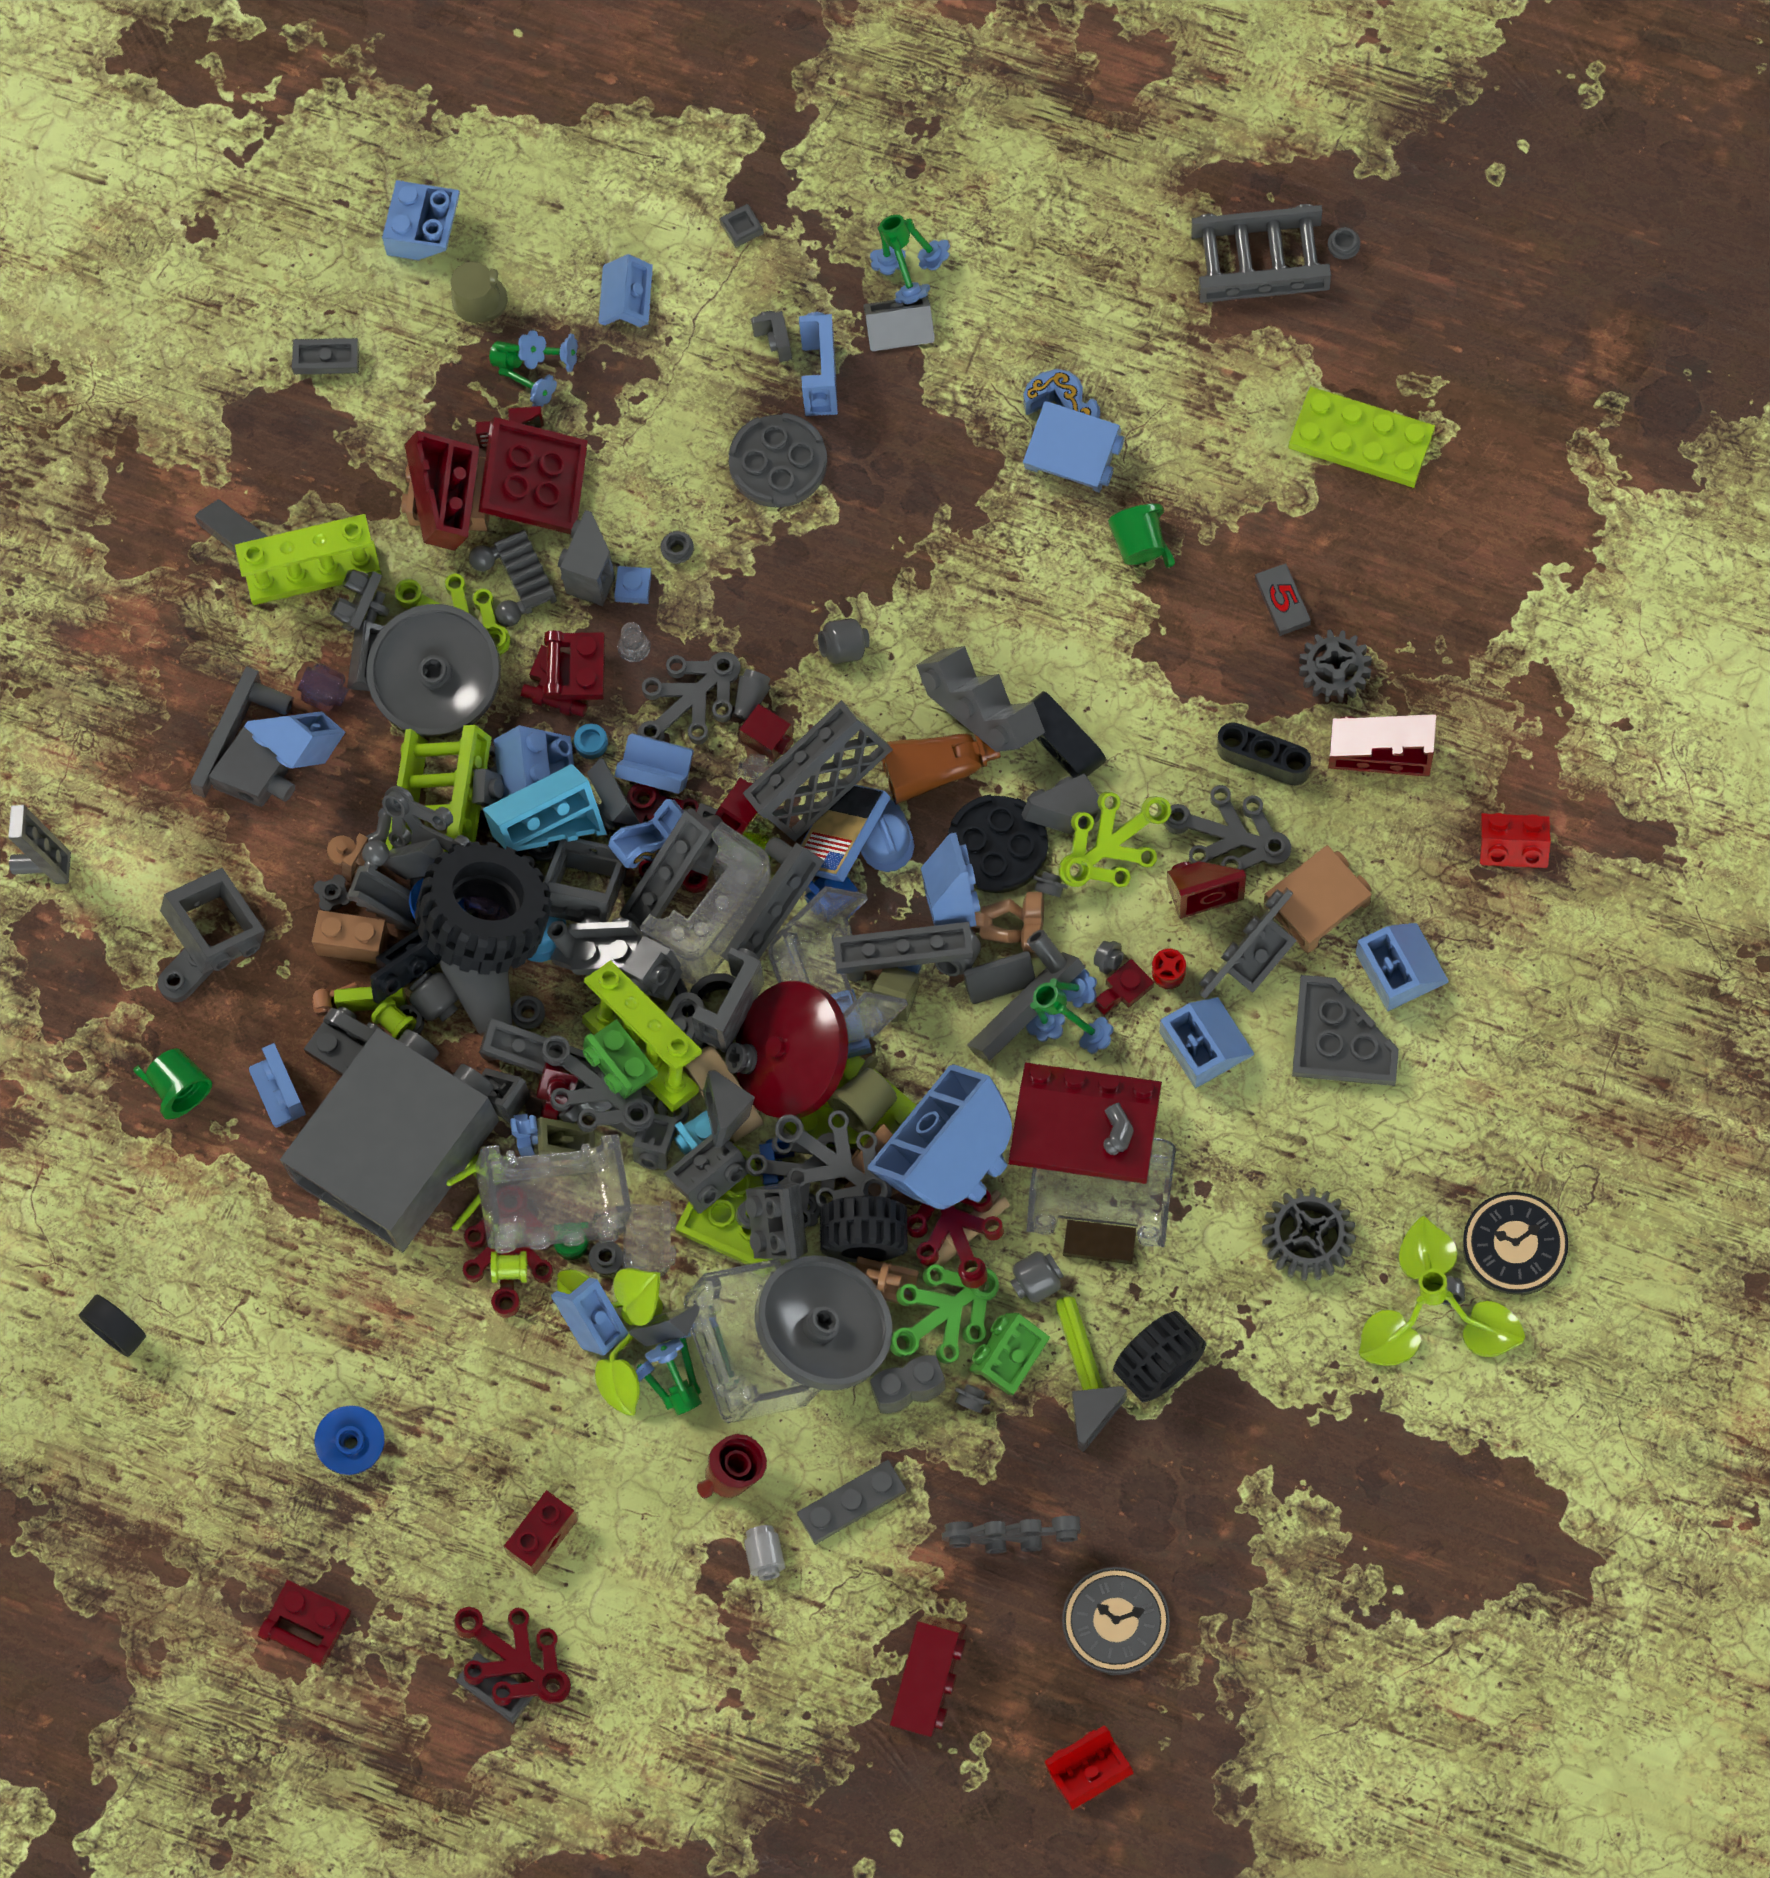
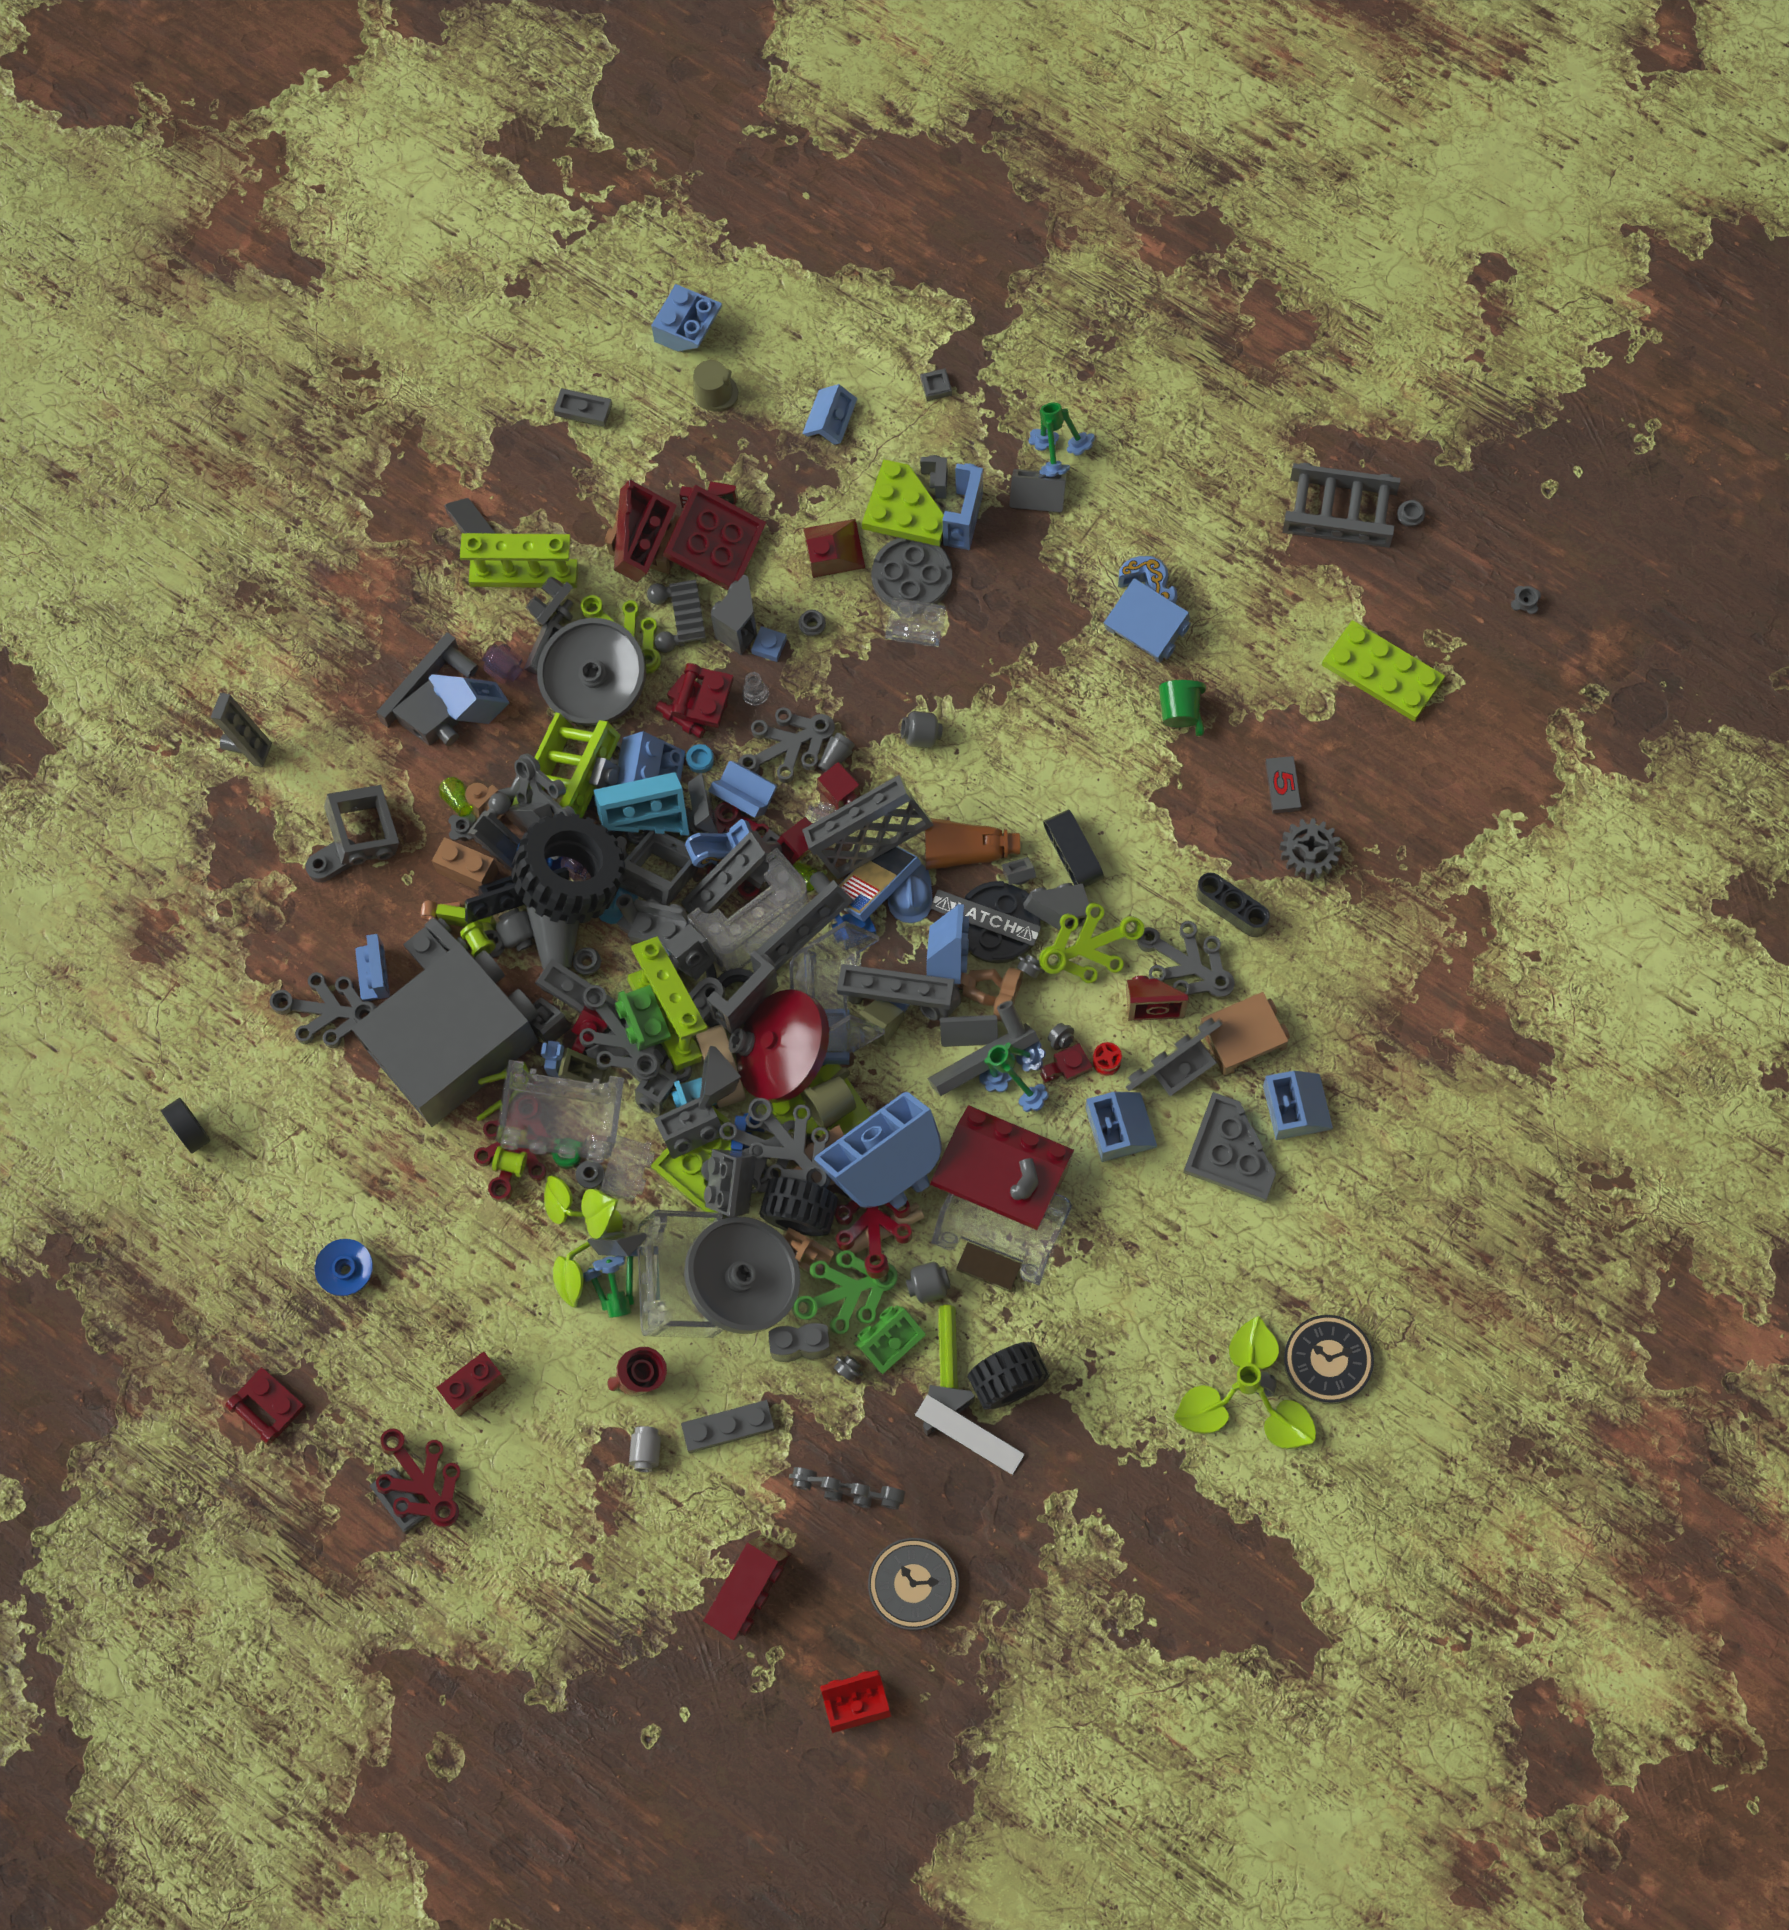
camera: 15 degrees right, 0 degrees up
(176, 1081) = (295, 945): green hat -> none
(238, 1149) = (329, 1010): none -> dark grey plant
(313, 857) = (453, 793): none -> clear neon green cone
(531, 351) = (737, 441): plant -> none
(591, 1317) = (562, 1219): medium blue panel -> none
(676, 451) = (834, 548): none -> dark red slope
(746, 382) = (903, 506): none -> lime plate
(800, 516) = (916, 622): none -> clear bracket
(978, 701) = (1014, 804): dark grey brick -> none
(985, 841) = (988, 918): none -> dark grey sticker
(1005, 778) = (1018, 871): none -> dark grey plate
(1133, 1435) = (969, 1434): none -> white sticker
(1331, 1218) = (1147, 1310): dark grey gear -> none
(1383, 744) = (1331, 921): wedge -> none
(1506, 304) = (1529, 593): none -> dark grey plate
(1515, 840) = (1418, 1027): red bracket -> none

